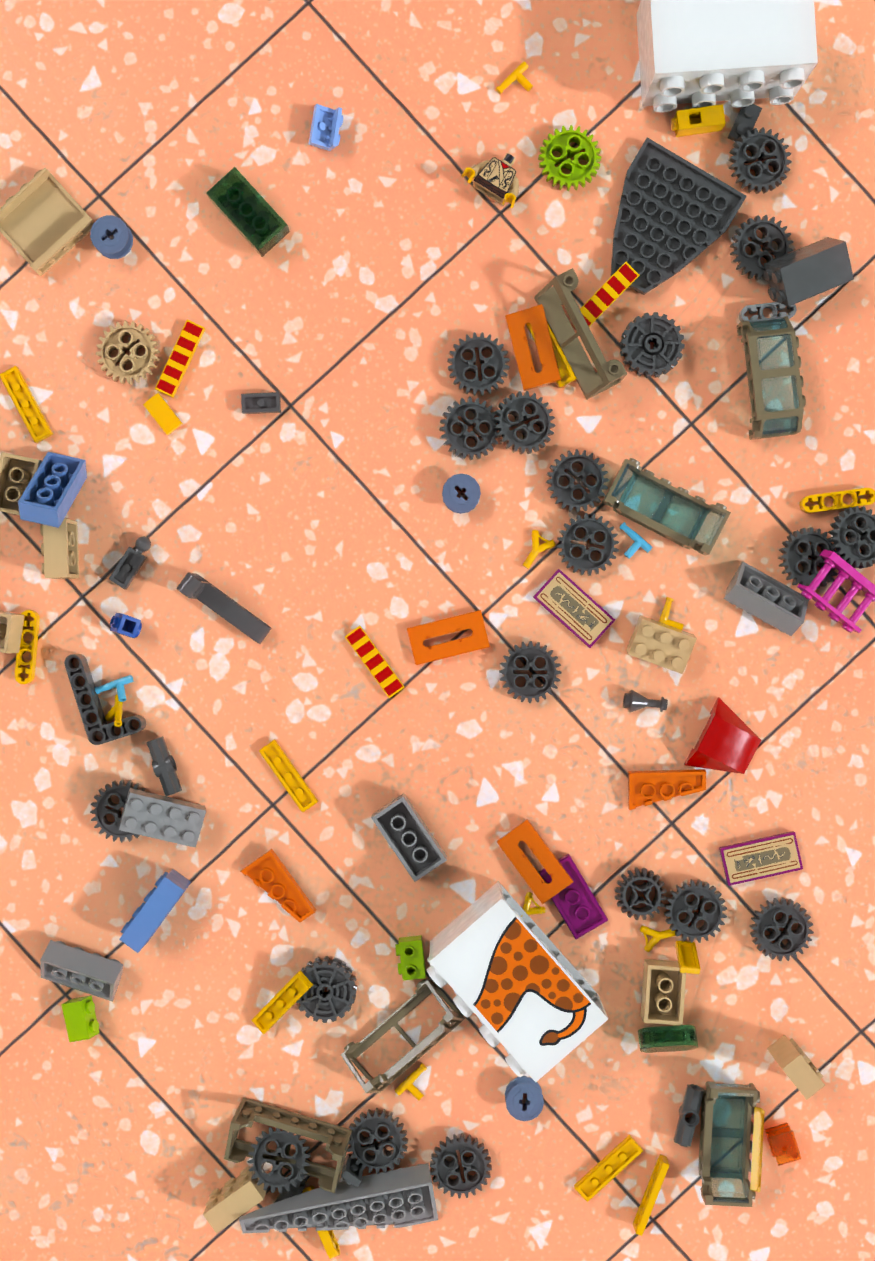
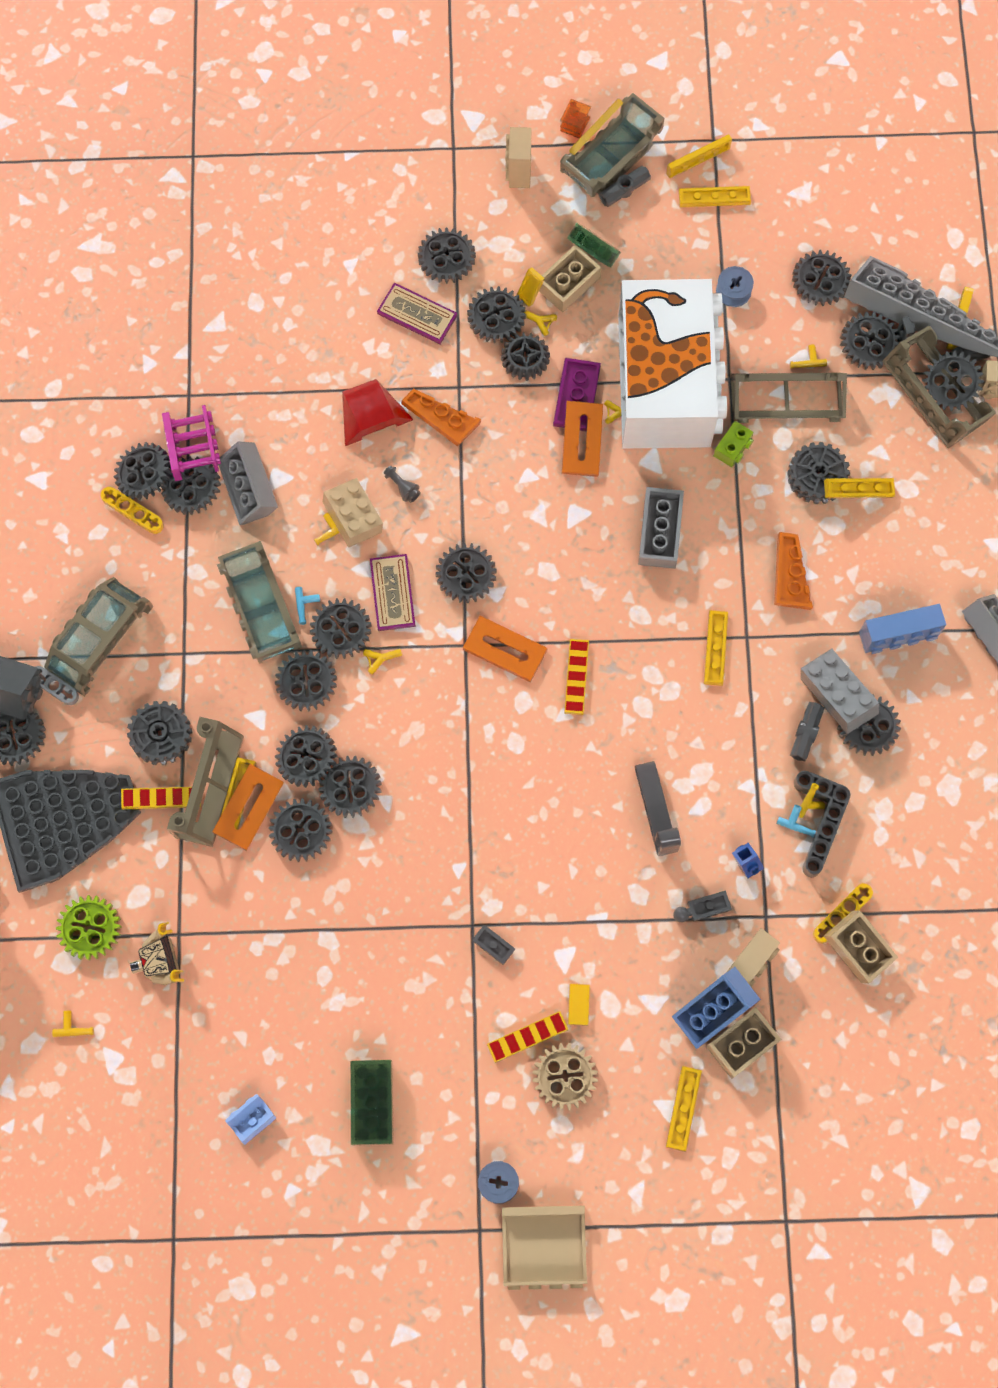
camera: 135 degrees left, 15 degrees down
(450, 494) = (410, 746): sand blue piece -> none

